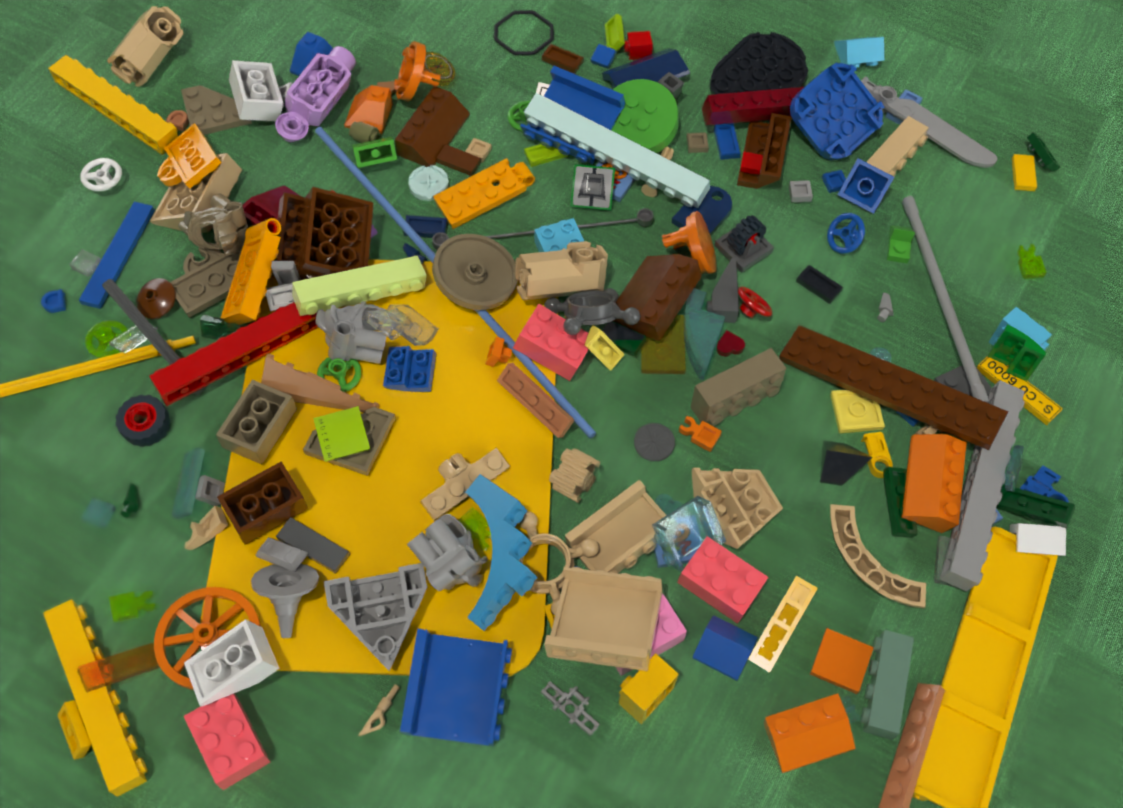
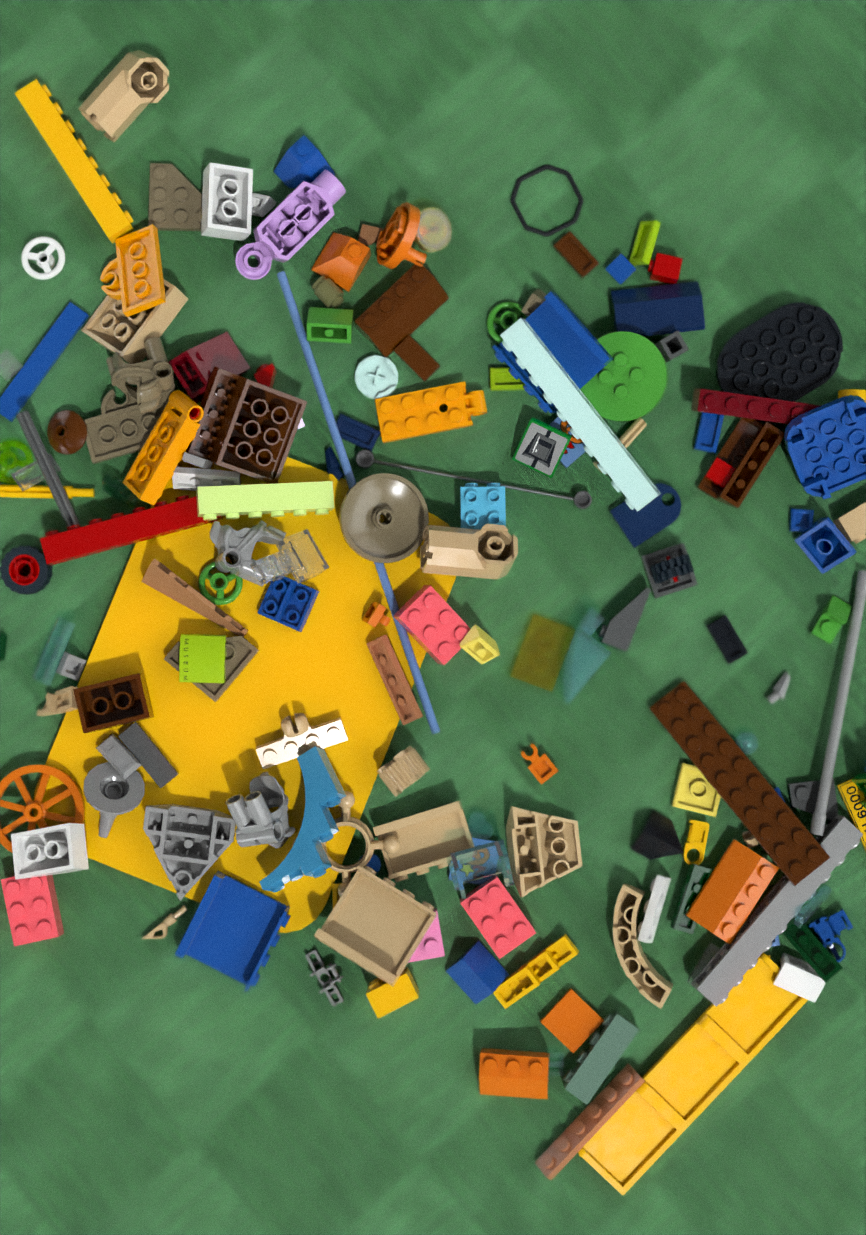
camera: 25 degrees right, 25 degrees up
(178, 119) = (137, 203): nougat tile -> none
(256, 422) = (128, 616): dark tan brick -> none
(477, 526) = (294, 789): clear neon green plate -> none
(479, 148) = (442, 351): tan tile -> none
(591, 308) = (482, 620): dark grey piece -> none
(624, 338) = (504, 635): tile -> none
(654, 442) = (492, 756): dark grey wheel -> none
(659, 292) = (552, 602): reddish brown slope -> none
(697, 142) = (677, 420): dark tan tile -> none
(697, 239) = (619, 559): orange piece -> none
(730, 344) = (608, 677): dark red tile -> none
(738, 388) = (591, 735): dark tan brick -> none
(754, 303) = (647, 645): red piece -> none
(800, 191) = (757, 523): light grey plate -> none
(854, 237) = (780, 595): blue piece -> none
(868, 522) = (653, 908): none -> white plate

